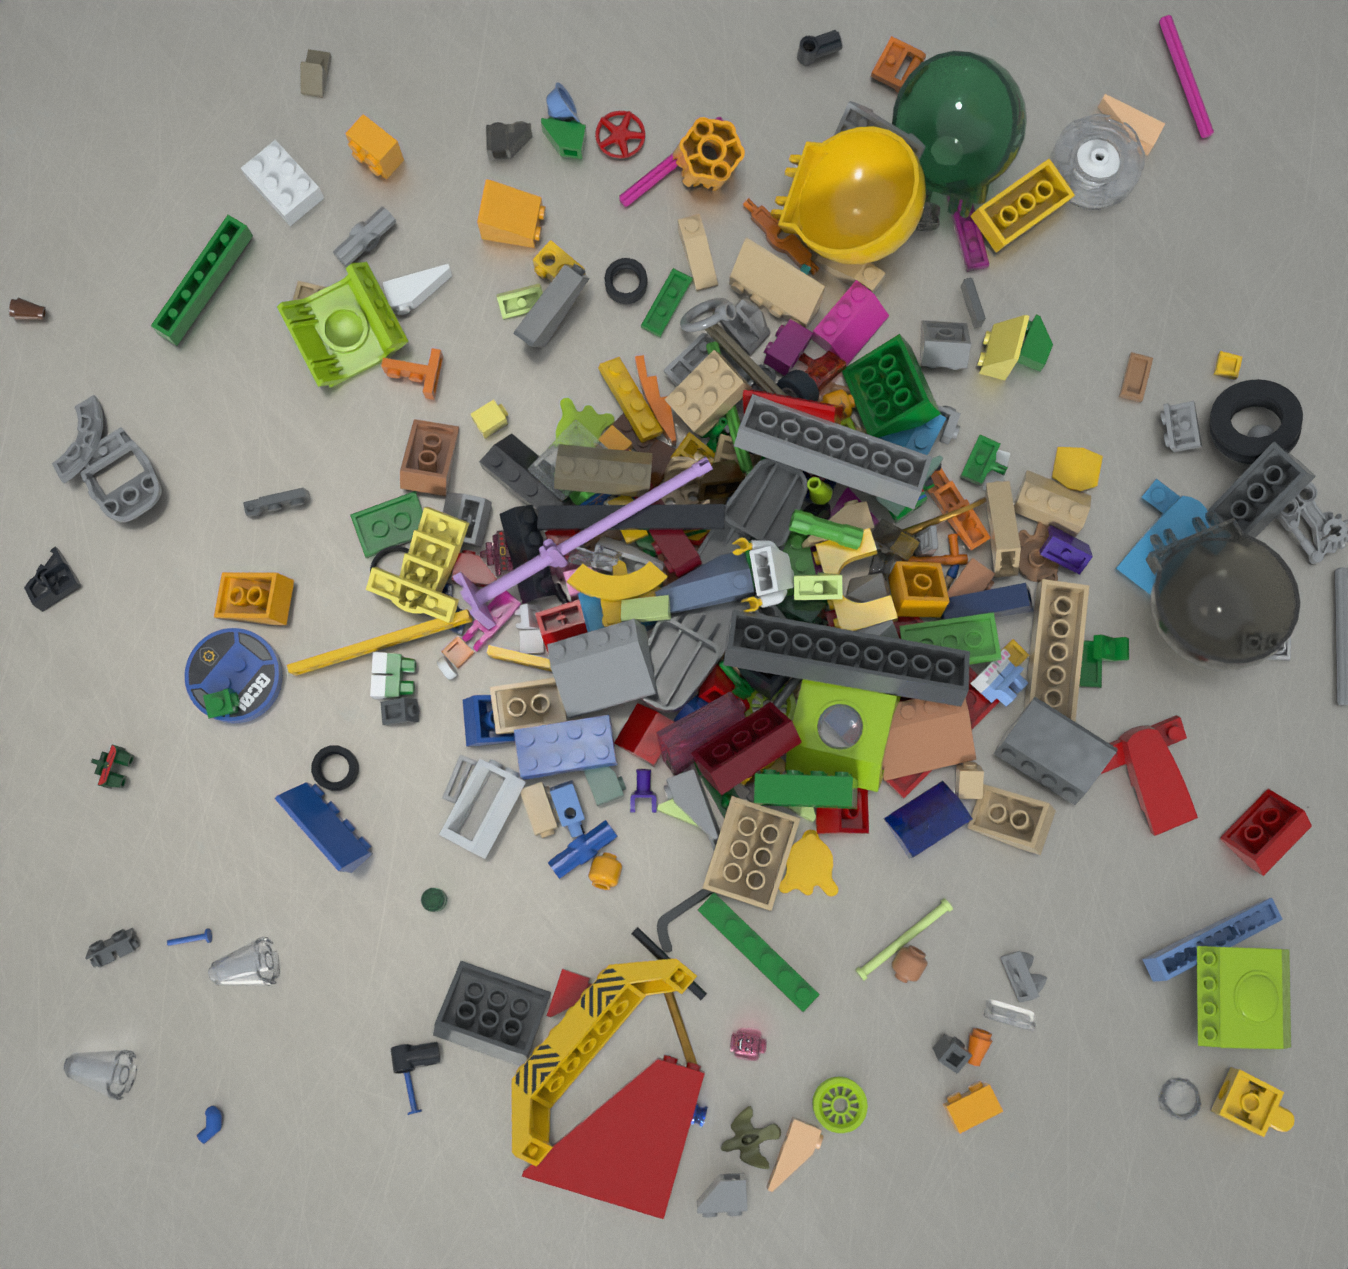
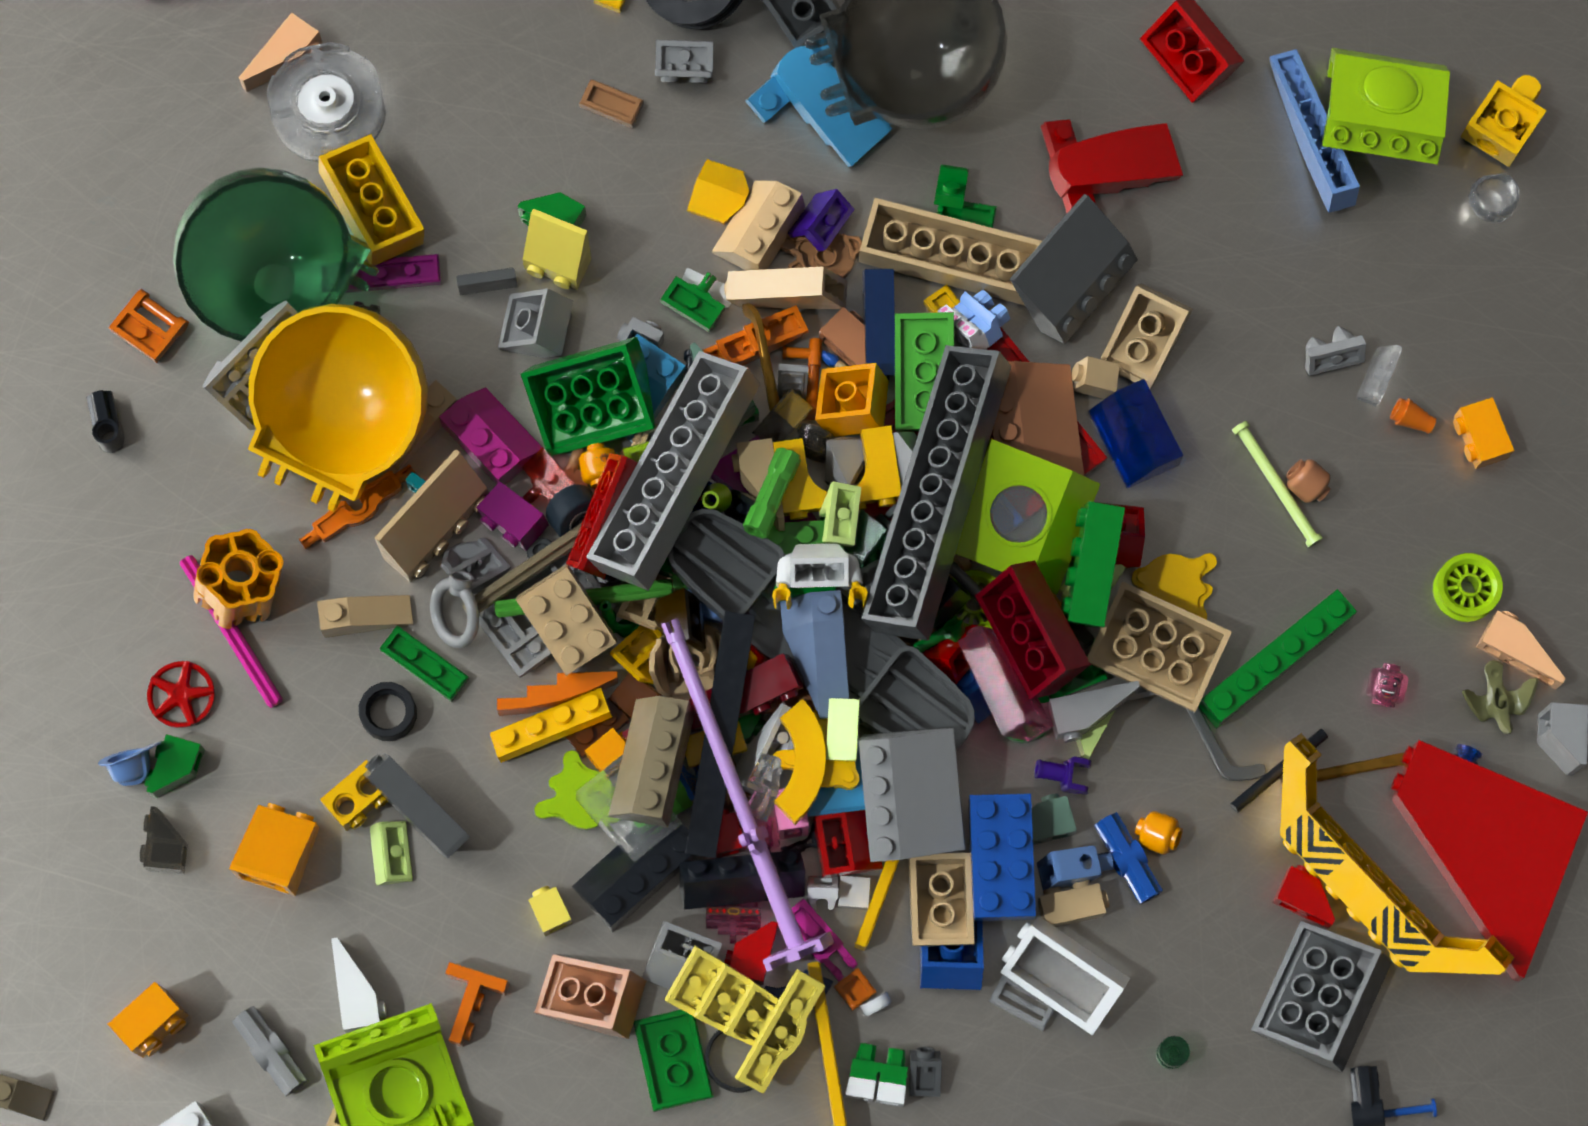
camera: 85 degrees left, 5 degrees down
(640, 734) = (991, 760): red slope -> none
(951, 1053) = (1419, 446): dark grey brick -> none

